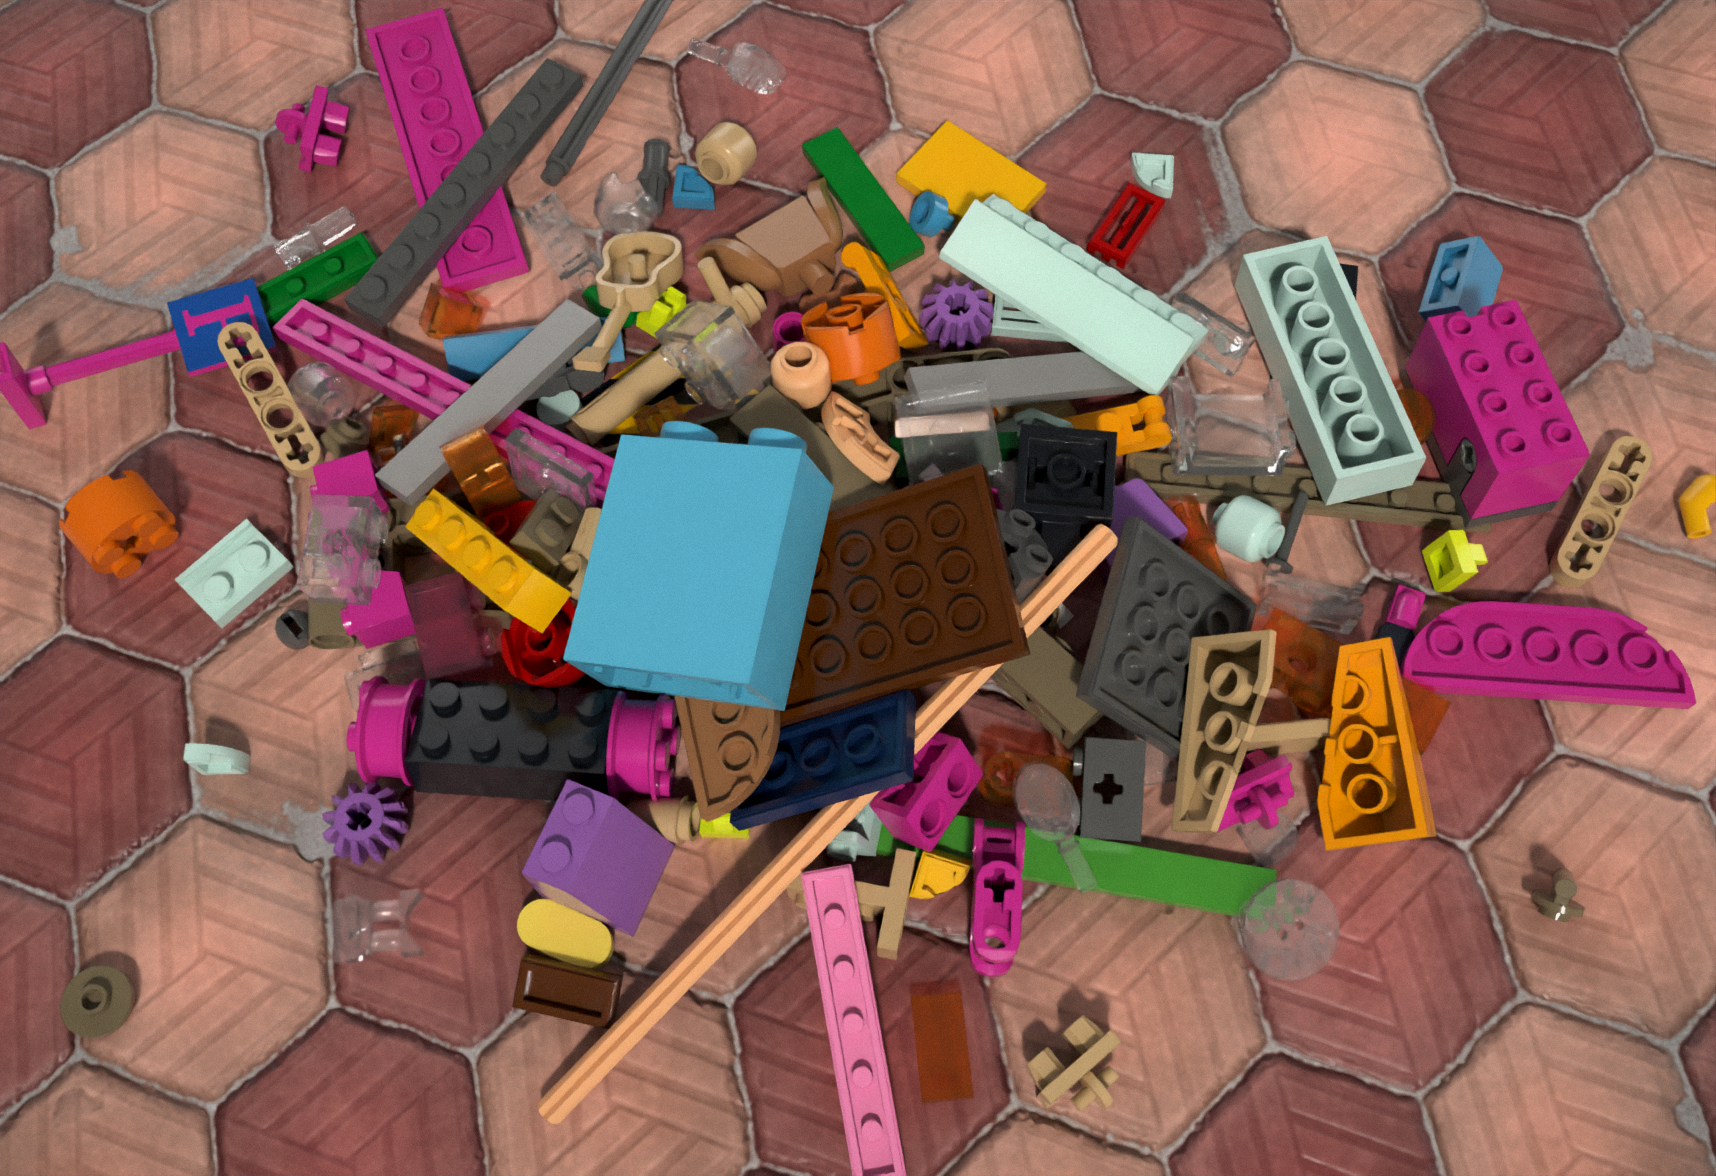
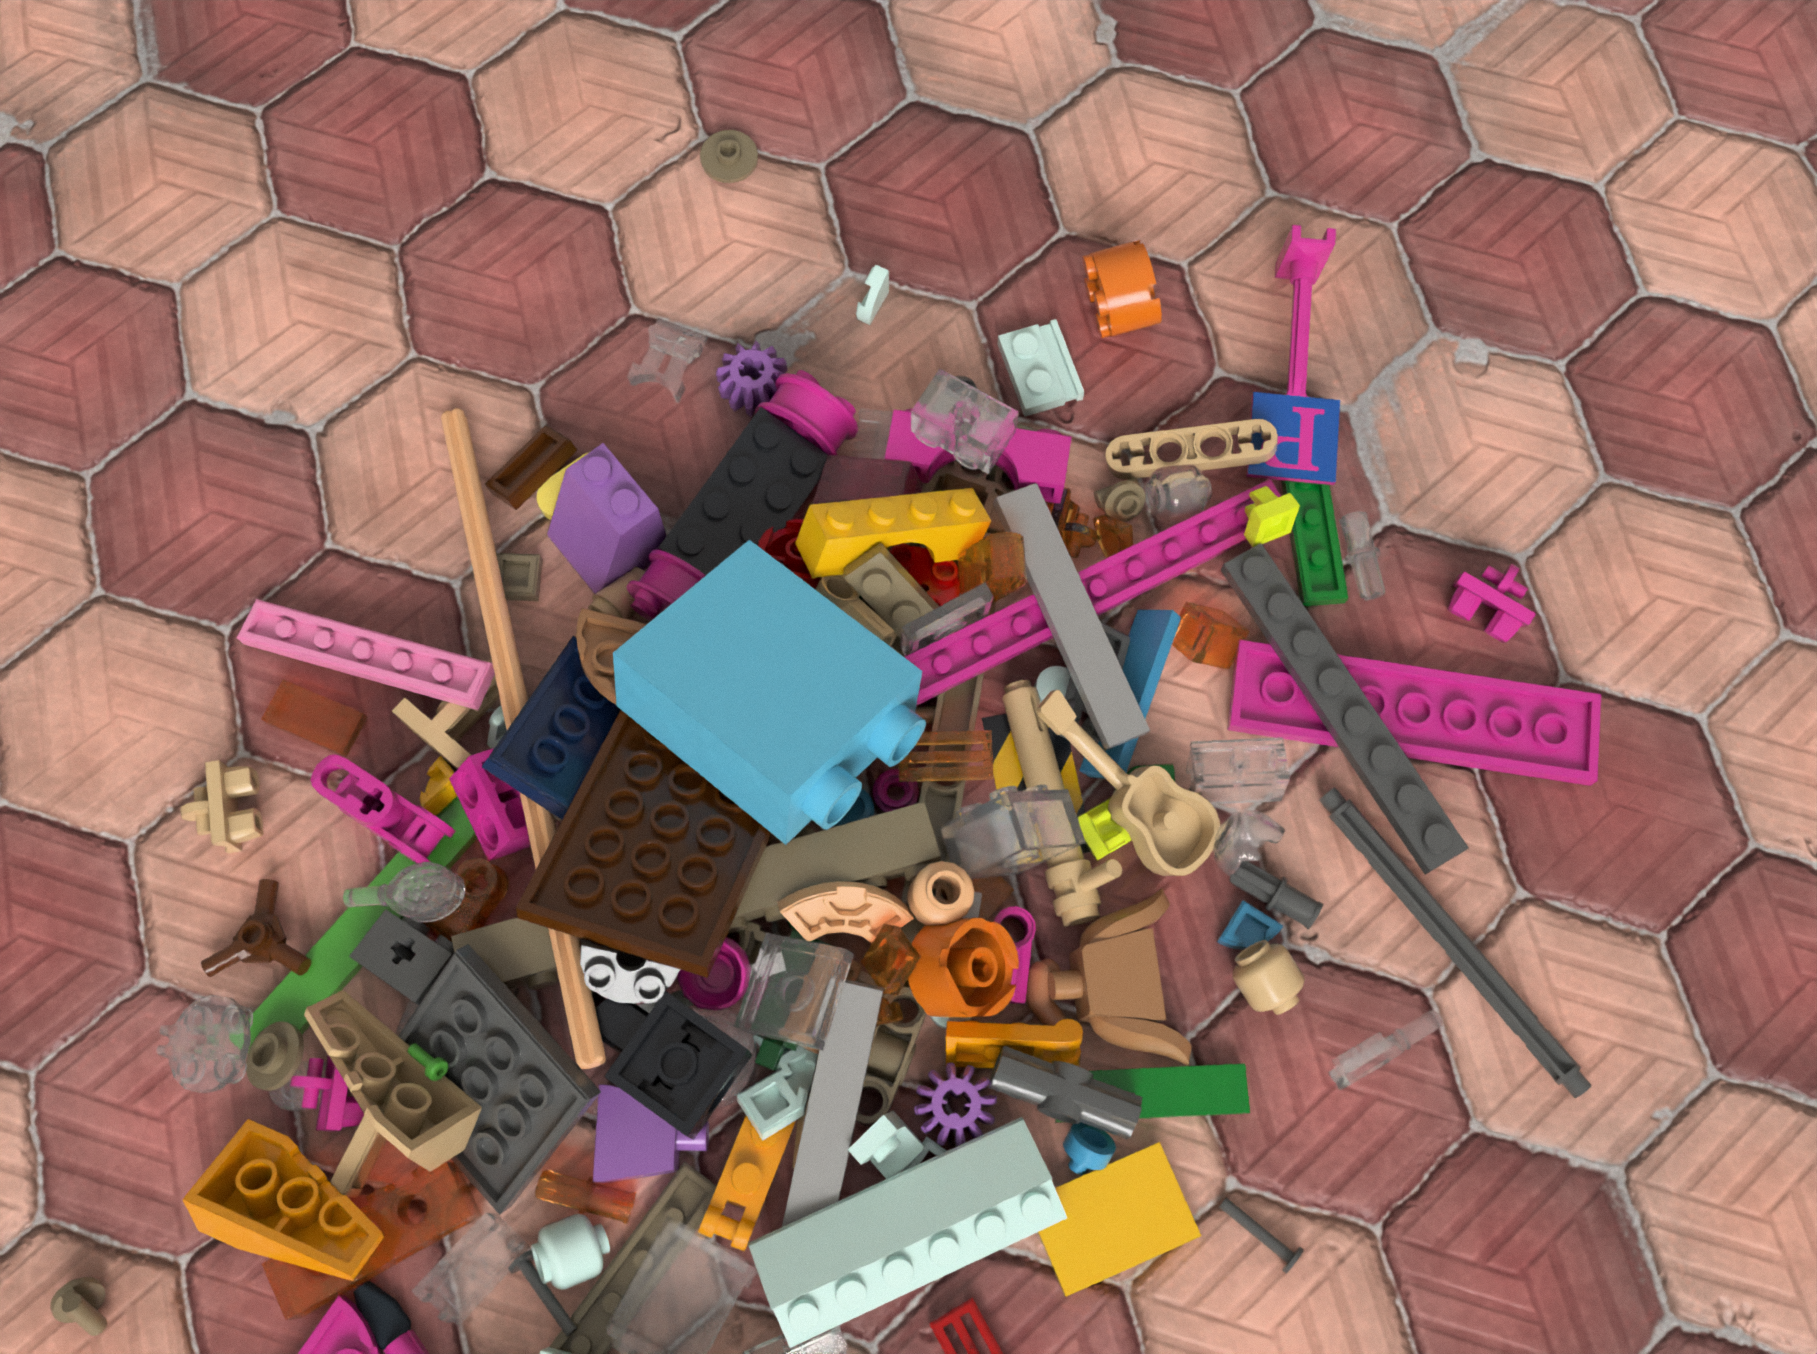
camera: 115 degrees right, 5 degrees up
(313, 303) = (1269, 516): none -> neon yellow tile
(685, 929) = (520, 575): none -> dark tan tile
(875, 387) = (891, 959): none -> clear orange tile
(901, 237) = (1066, 1092): none -> dark grey piece
(926, 63) = (1262, 1234): none -> dark grey pin
(1019, 339) = (887, 1145): none -> light aqua bracket
(1173, 950) = (259, 939): none -> reddish brown piece
(1185, 703) = (435, 1067): none -> bright green piece
(1262, 854) = (275, 1056): none -> dark tan piece

